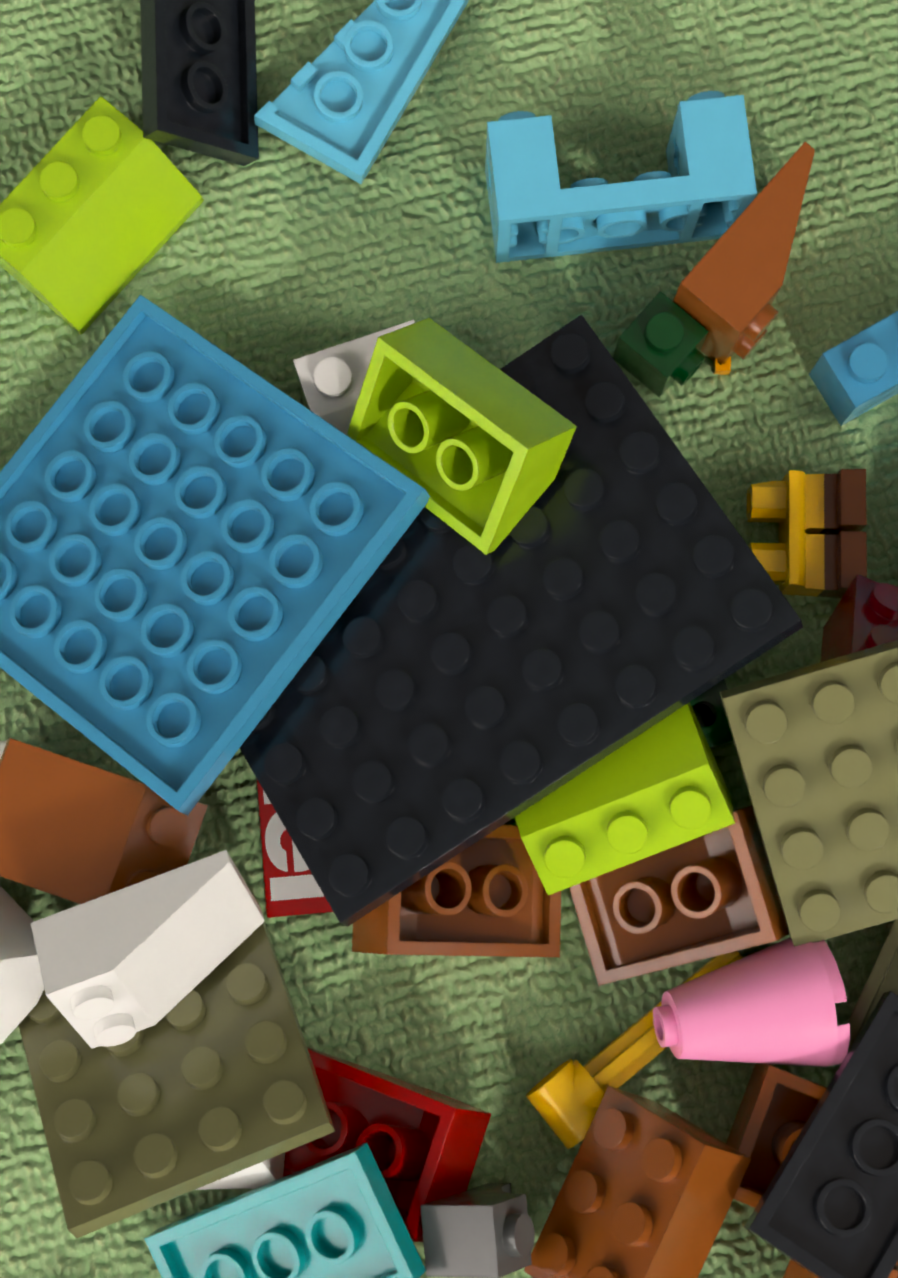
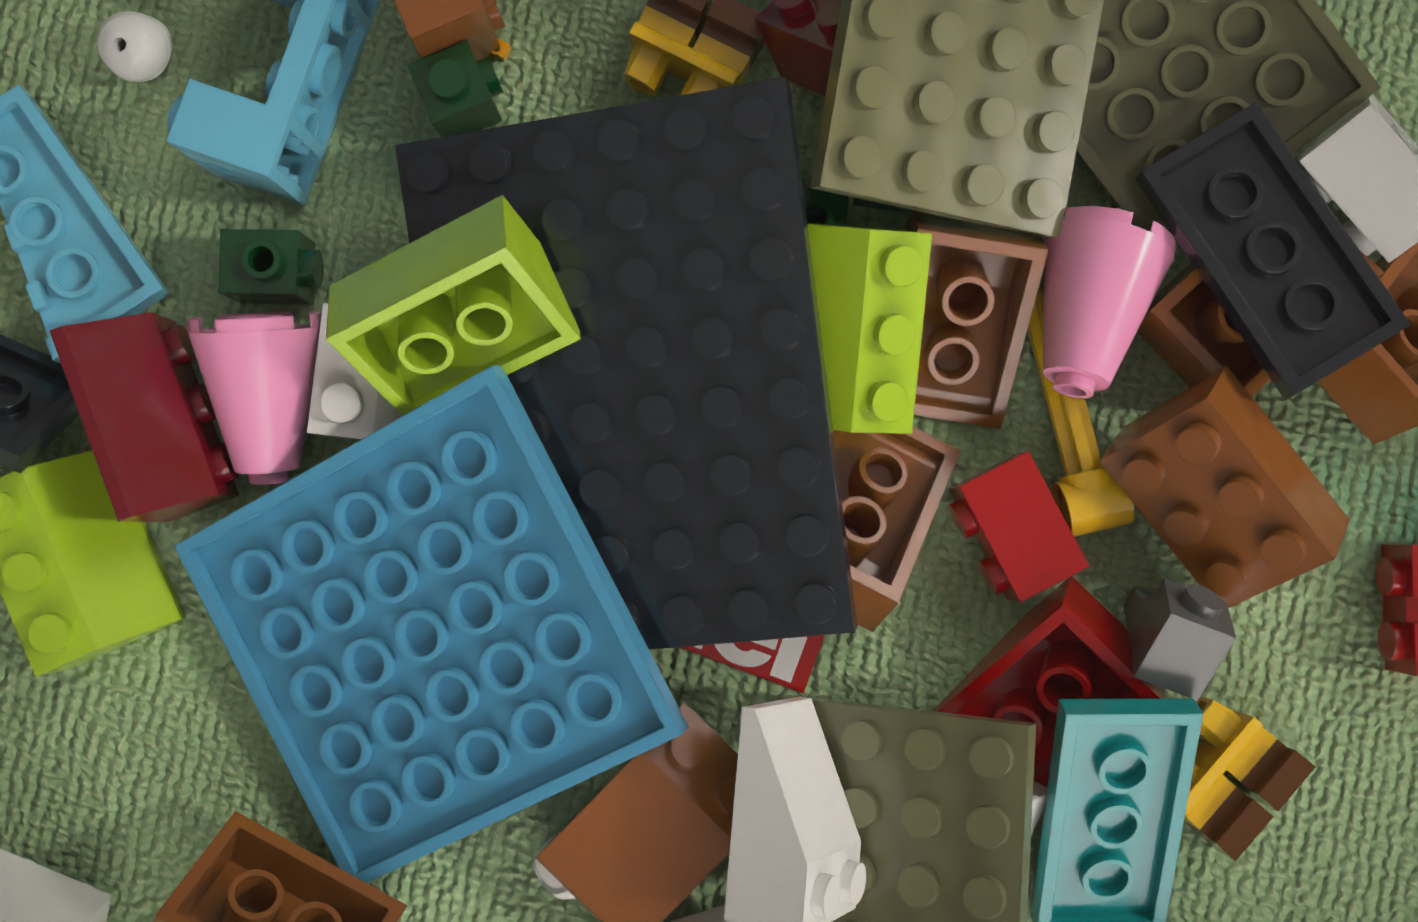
camera: 70 degrees left, 5 degrees up
(242, 219) = (146, 416): none -> dark red slope
(315, 300) = (259, 387): none -> bright pink cone
(425, 258) = (269, 266): none -> dark green brick
(510, 1042) = (1017, 527): none -> red brick
(563, 51) = (134, 46): none -> white piece

